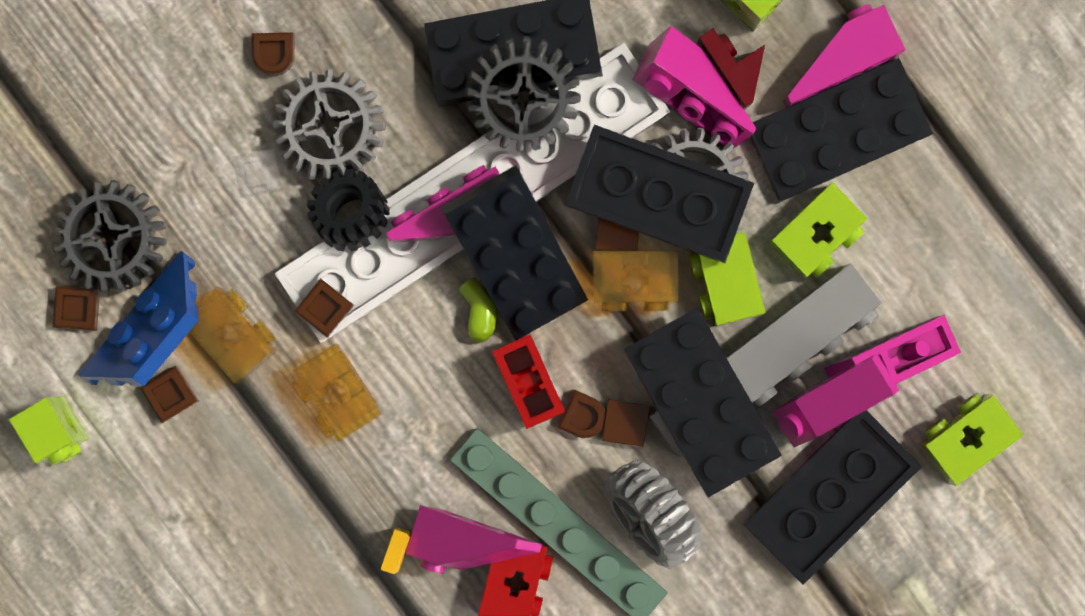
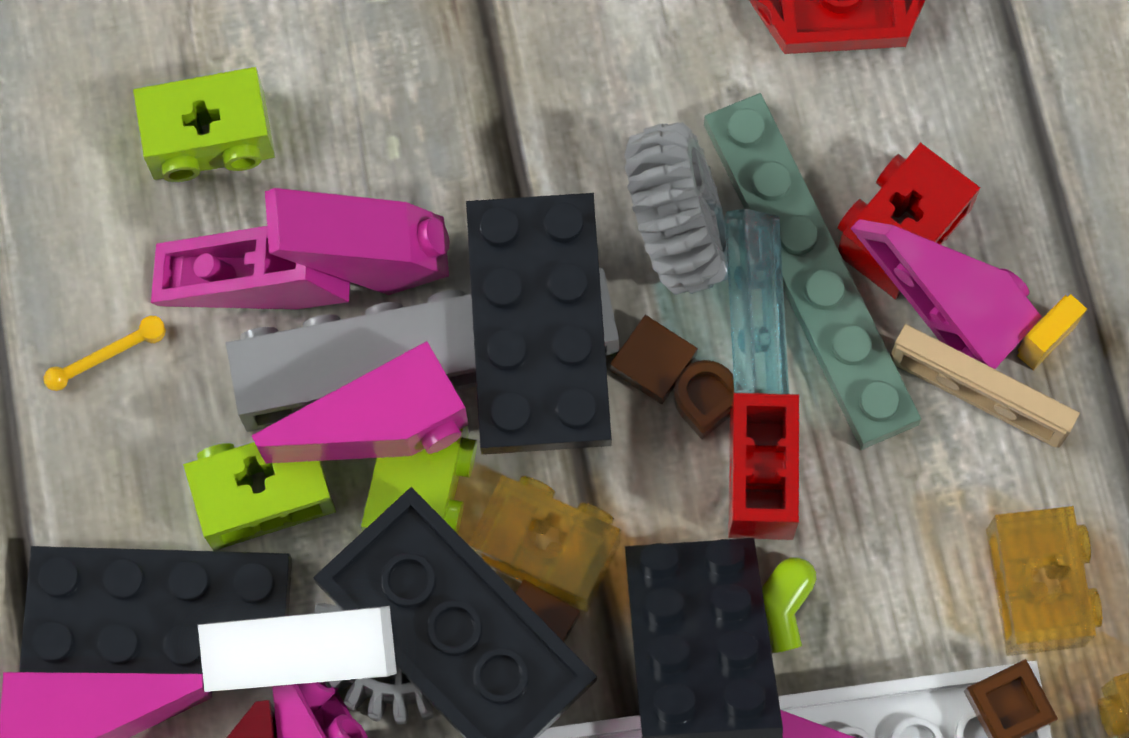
camera: 150 degrees left, 15 degrees down
(422, 495) = (983, 386): none -> tan tile
(577, 479) = (756, 302): none -> clear light blue tile
(743, 139) = (297, 649): none -> white tile
(761, 302) = (379, 415): none -> dark pink slope
(832, 495) = (430, 133): black plate -> none
(935, 298) = (150, 330): none -> yellow hinge

